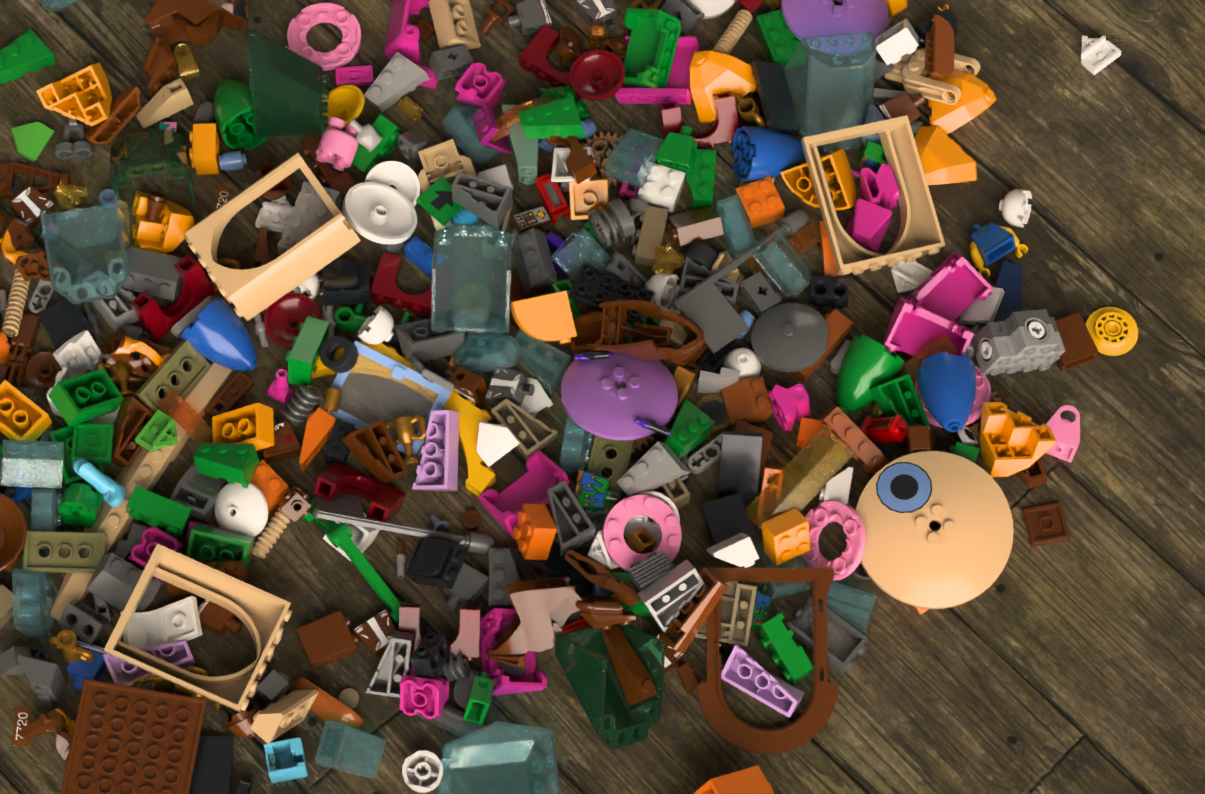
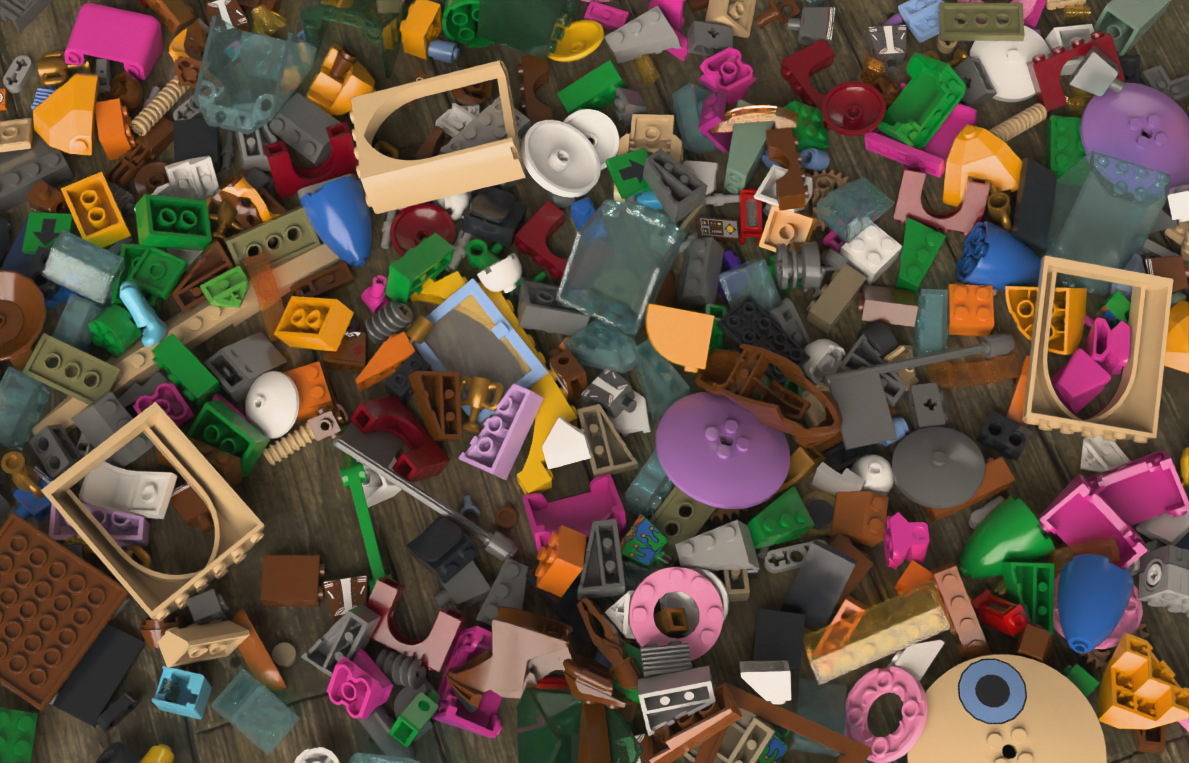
camera: 25 degrees right, 0 degrees up
(227, 461) = (280, 348): green wedge -> none
(329, 349) = (456, 292): black tyre -> none
(337, 146) = (551, 75): bright pink piece -> none
(366, 135) = (584, 75): light grey piece -> none
(401, 559) = (412, 527): light grey piece -> none
(430, 656) = (382, 648): black brick -> none
(431, 373) = (533, 344): black plate -> none
(520, 193) = (719, 199): none -> light grey bar
(552, 119) = (781, 131): green wedge -> none
(569, 45) = (839, 68): reddish brown piece -> none
(586, 356) = (712, 397): black piece -> none
(651, 425) = (739, 498): piece -> none
(667, 259) = (841, 328): clear yellow rock -> none
(678, 150) = (904, 219): green torso -> none
(783, 265) = (965, 386): clear light blue slope -> none
(786, 536) = (834, 687): light orange brick -> none
(967, 436) = (1091, 663): white tile -> none

